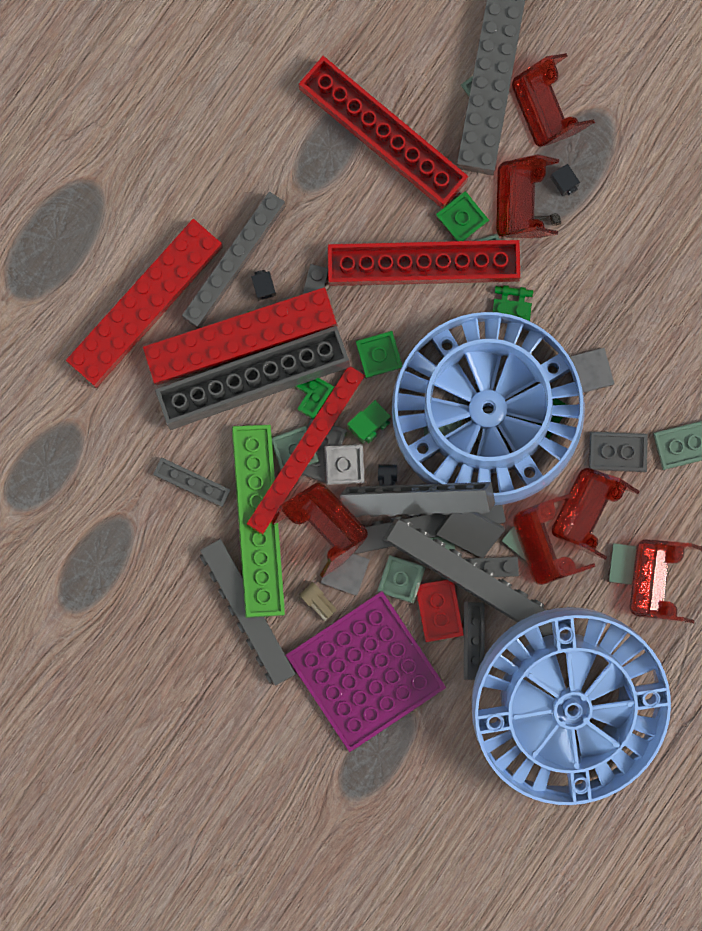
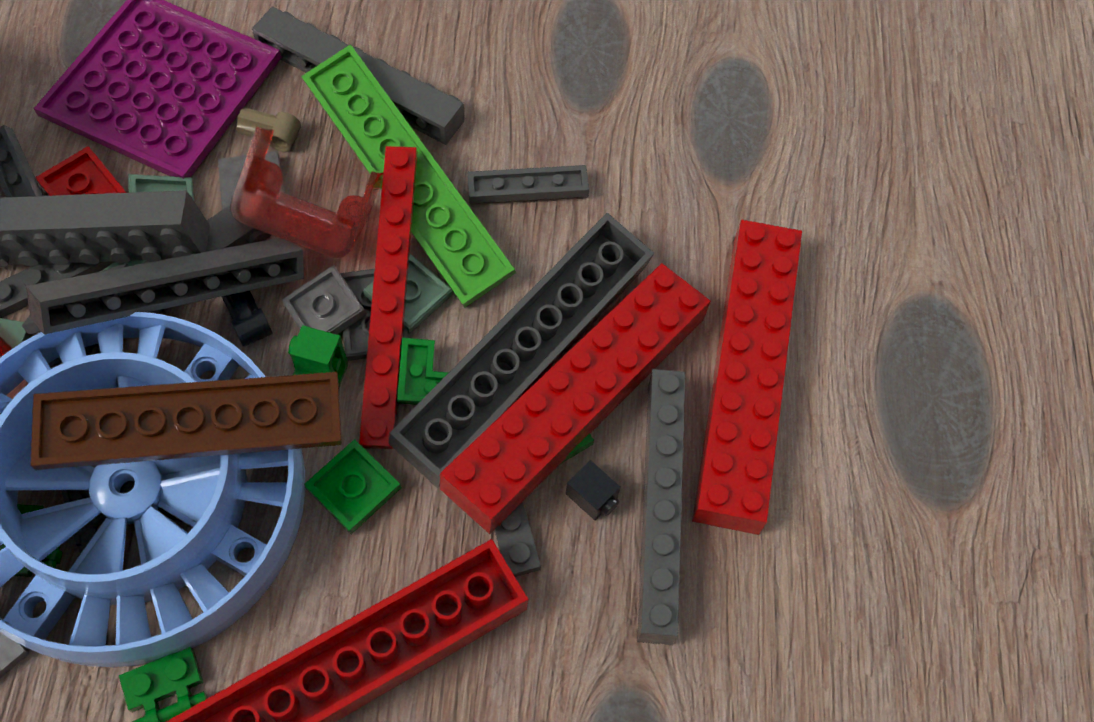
camera: 145 degrees right, 20 degrees down
(441, 396) = (185, 420): none -> reddish brown plate

